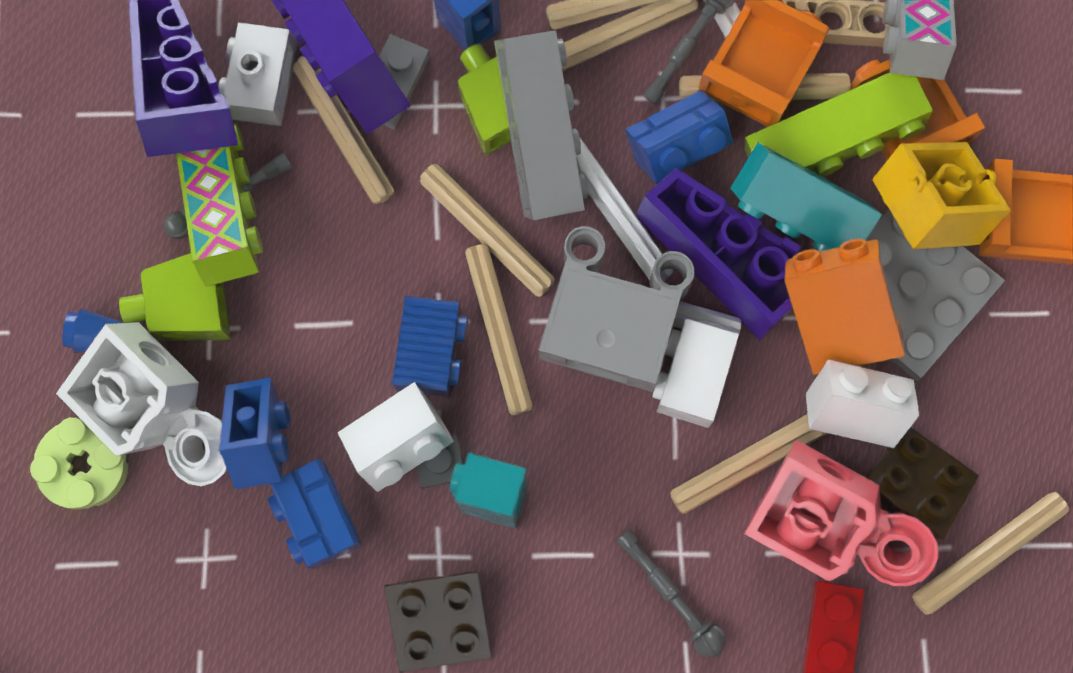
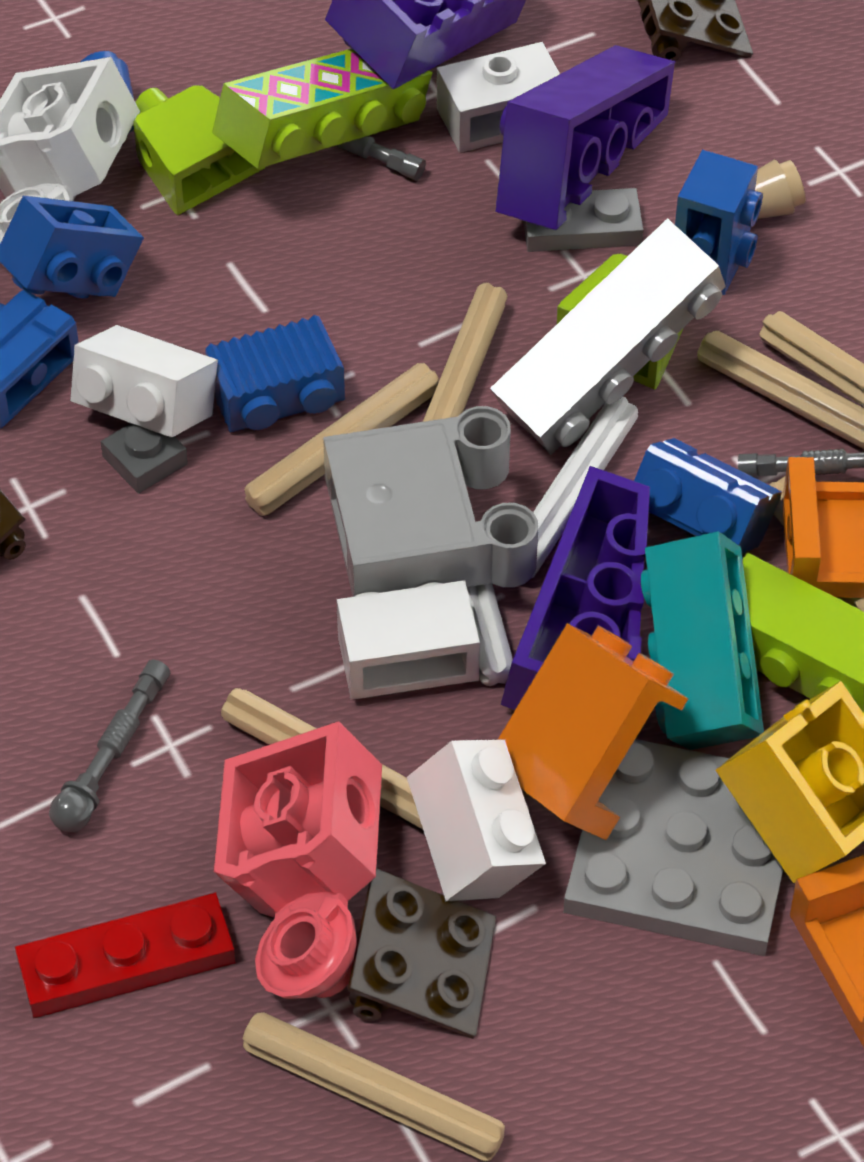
camera: 60 degrees right, 25 degrees down
(345, 134) = (463, 230): tan axle -> none
(489, 489) = (124, 469): teal brick -> none

